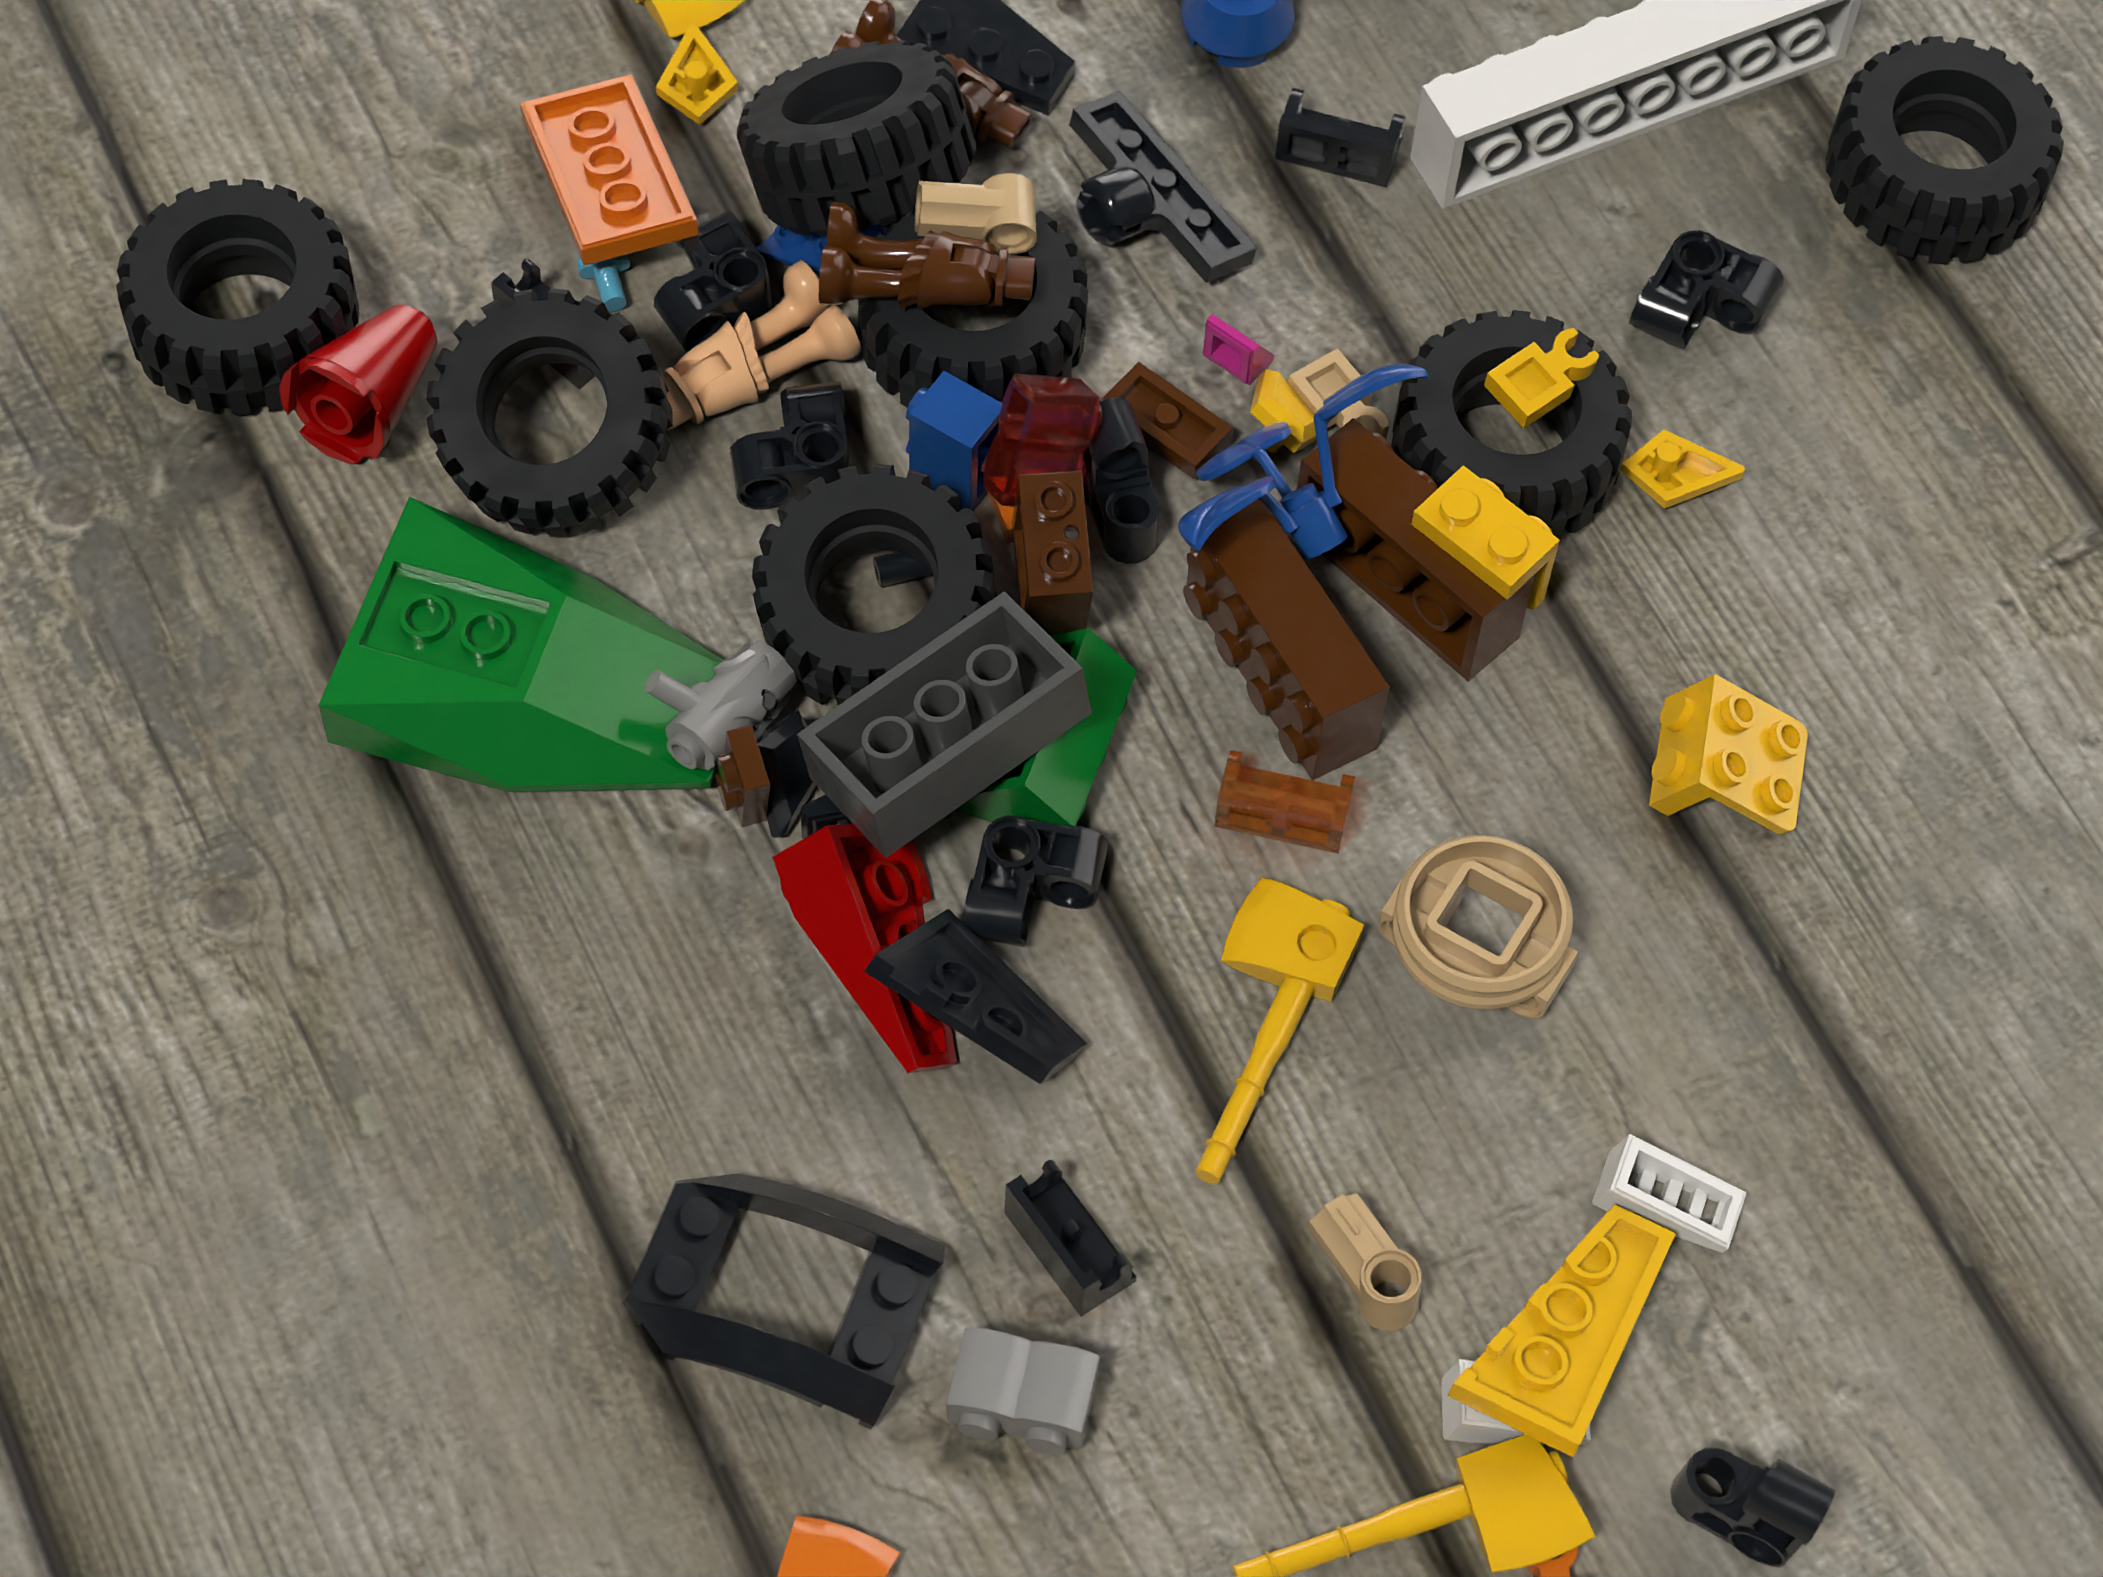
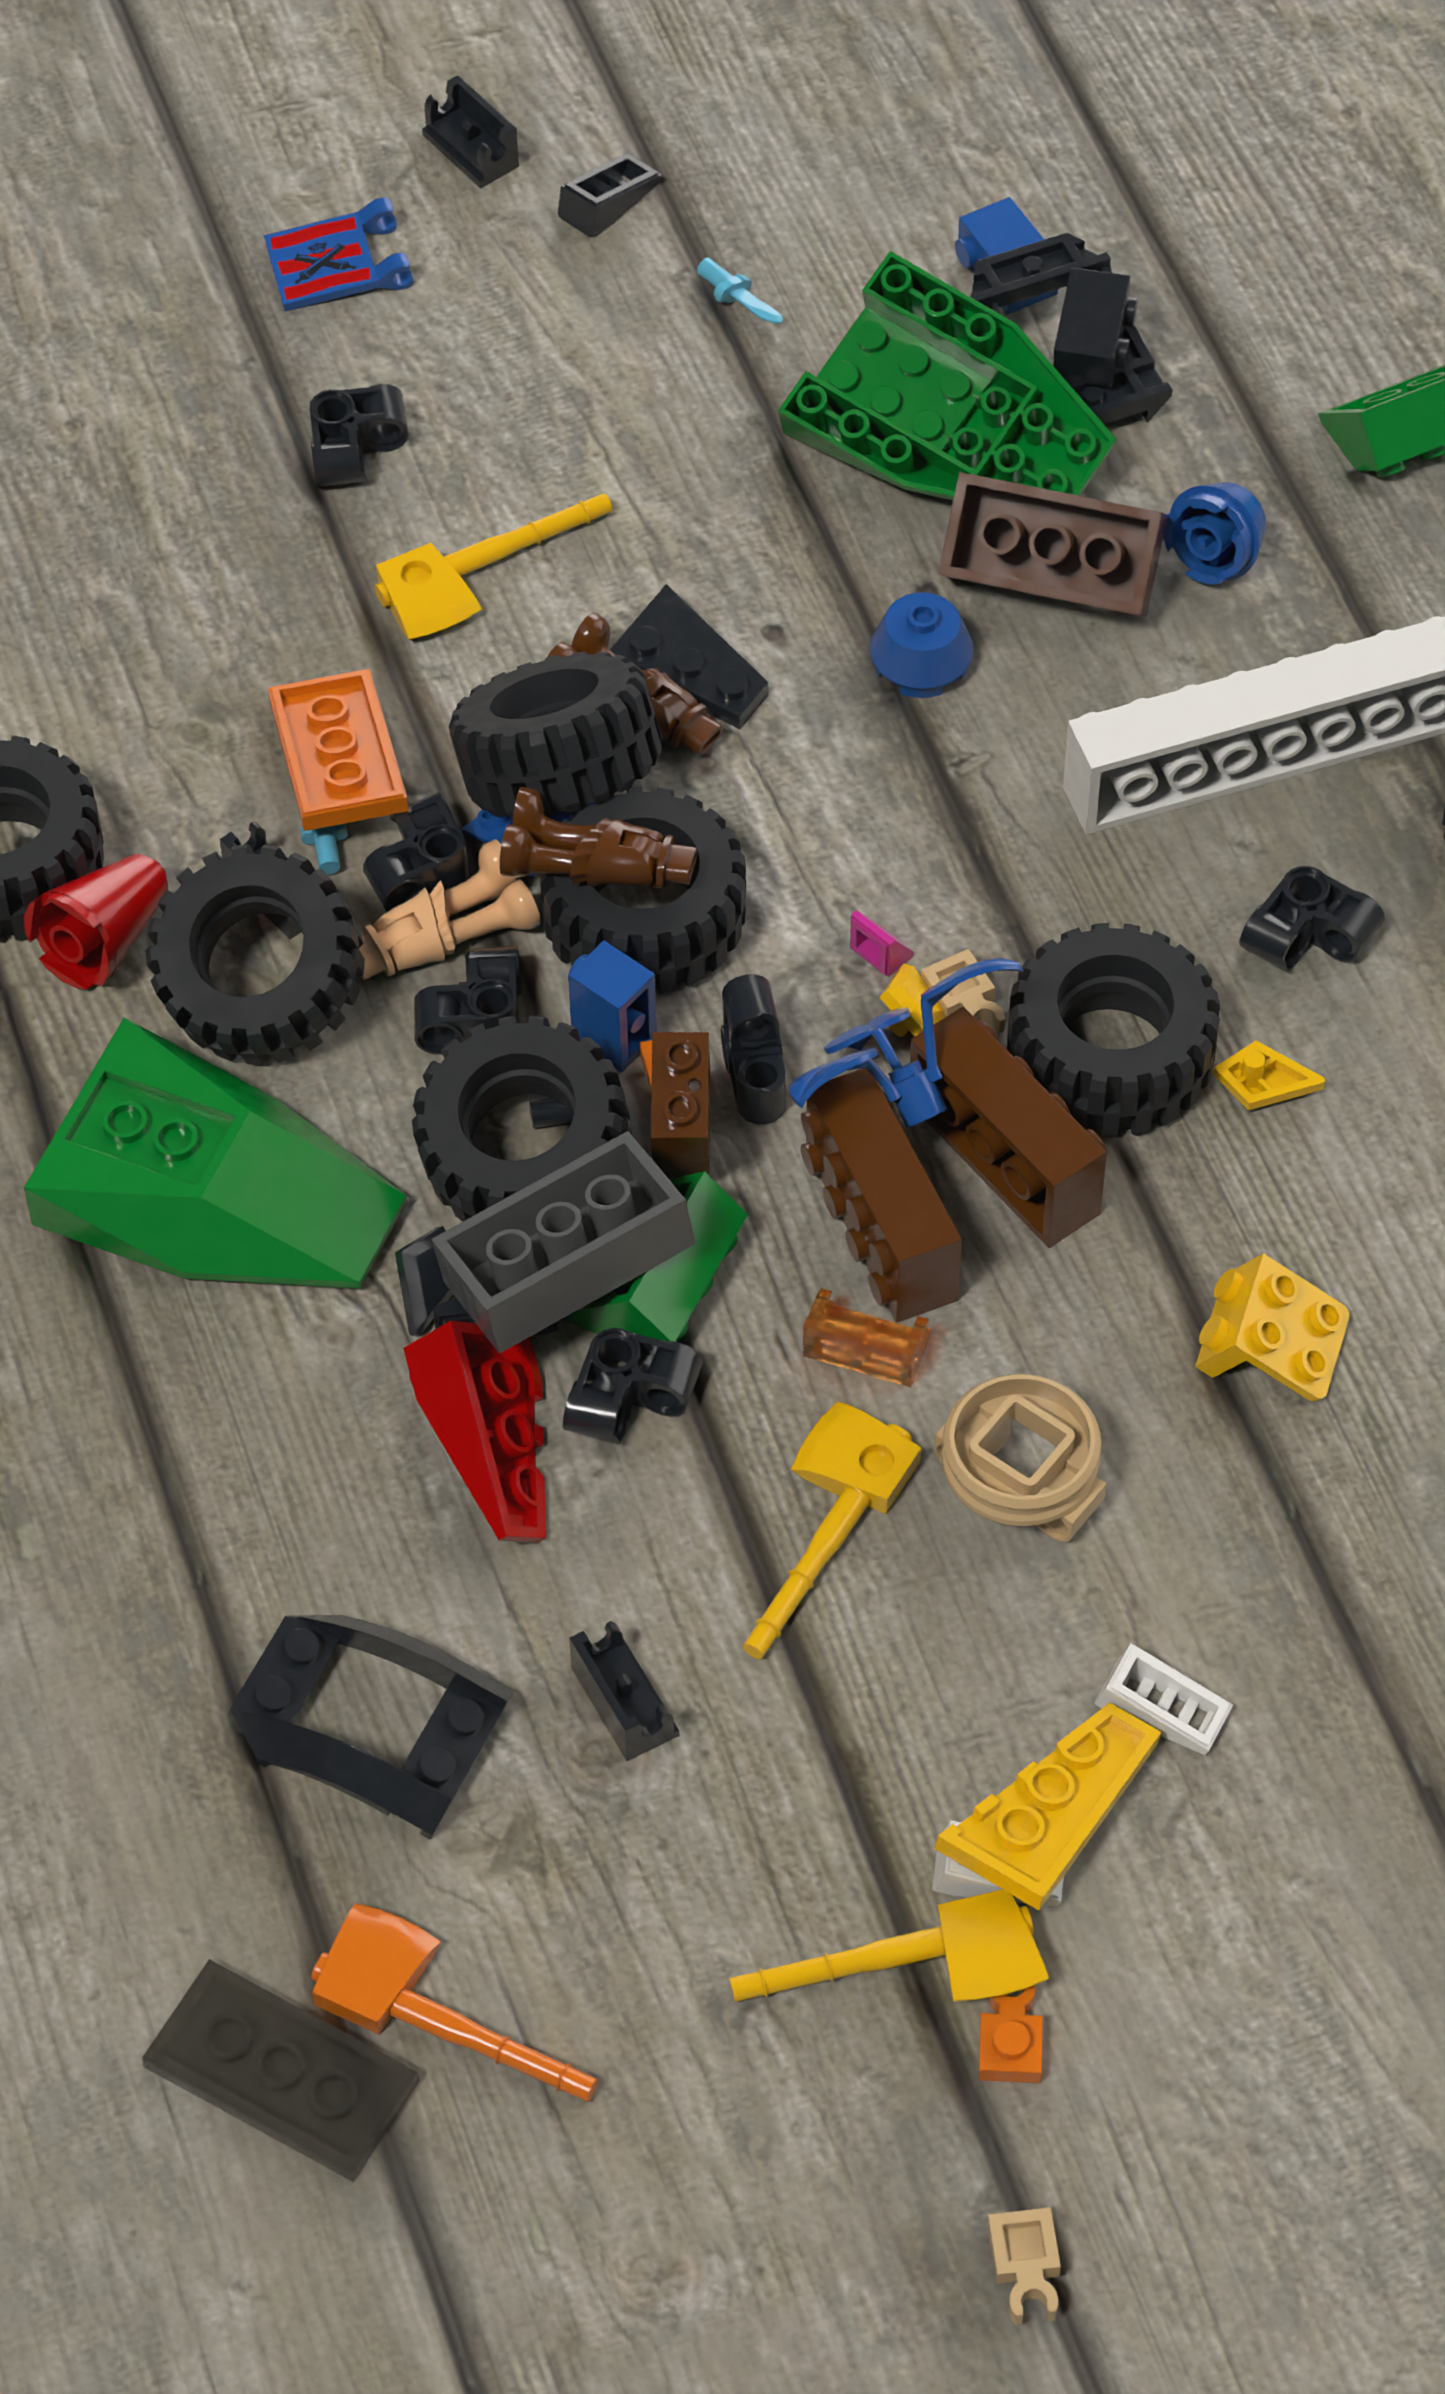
camera: 10 degrees right, 5 degrees down
(696, 78) = (427, 675): yellow piece -> none
(743, 692) = (380, 1220): light grey piece -> none
(743, 777) = (385, 1277): reddish brown plate -> none
(978, 995) = (568, 1478): black wing -> none
(993, 212) = (667, 806): tan piece -> none
(1022, 1390) = (564, 1814): light grey brick -> none
(1041, 430) = (685, 994): clear red brick -> none
(1151, 191) = (820, 800): black plate -> none
(1171, 420) = (809, 1000): reddish brown plate -> none
(1337, 143) = (995, 769): black hinge -> none
(1366, 1259) = (884, 1732): tan piece -> none
(1489, 535) = (1070, 1116): yellow bracket -> none
(1536, 381) = (1134, 986): yellow plate -> none
(1761, 1510) = (1202, 1969): black piece -> none

